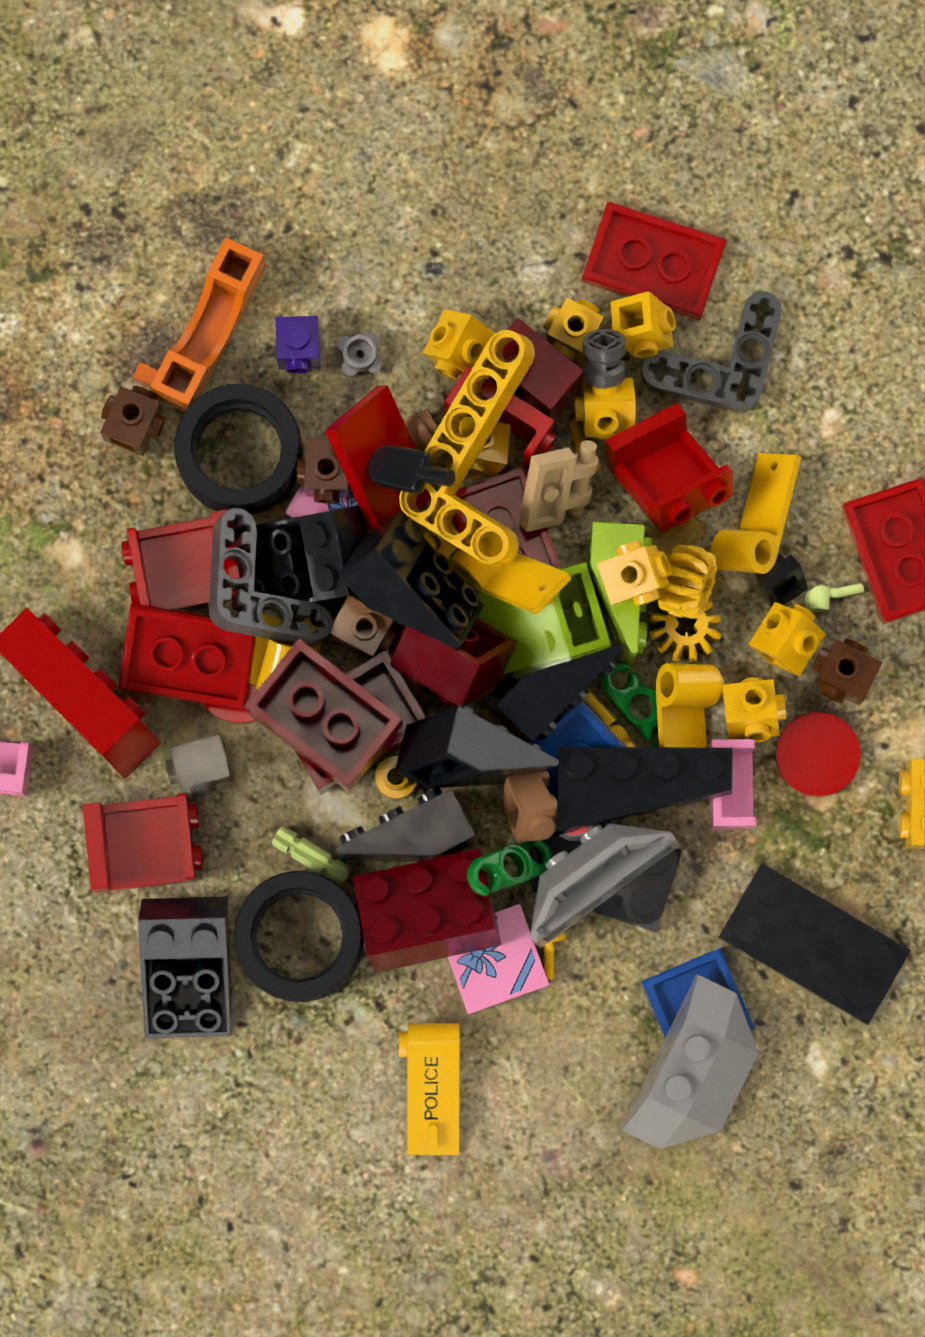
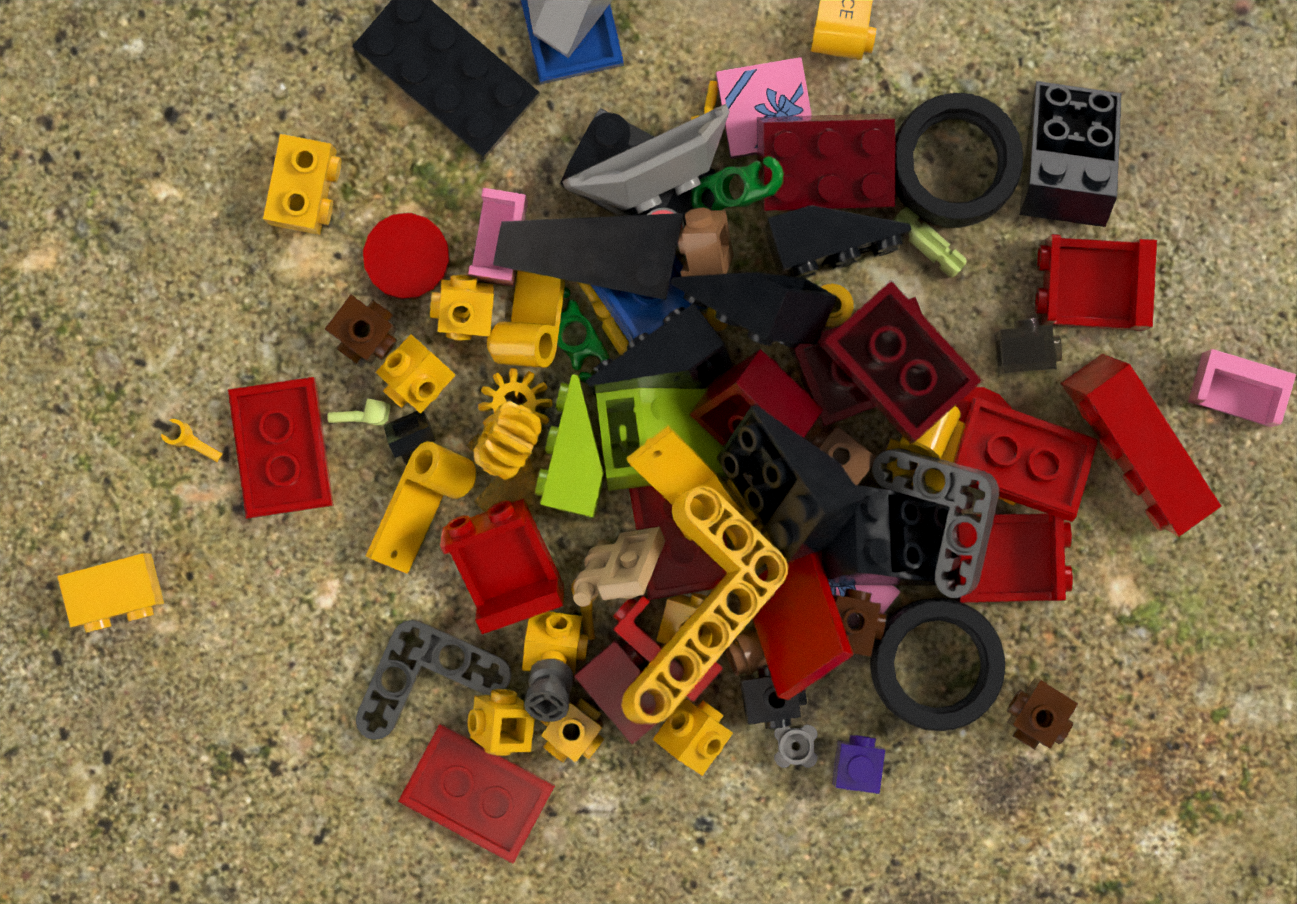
camera: 170 degrees left, 5 degrees up
(144, 374) = (1015, 759): orange piece -> none
(220, 307) = (956, 783): orange arch -> none
(401, 383) = (759, 709): none -> black brick
(406, 469) = (775, 599): black piece -> none
(621, 575) = (561, 448): yellow brick -> none

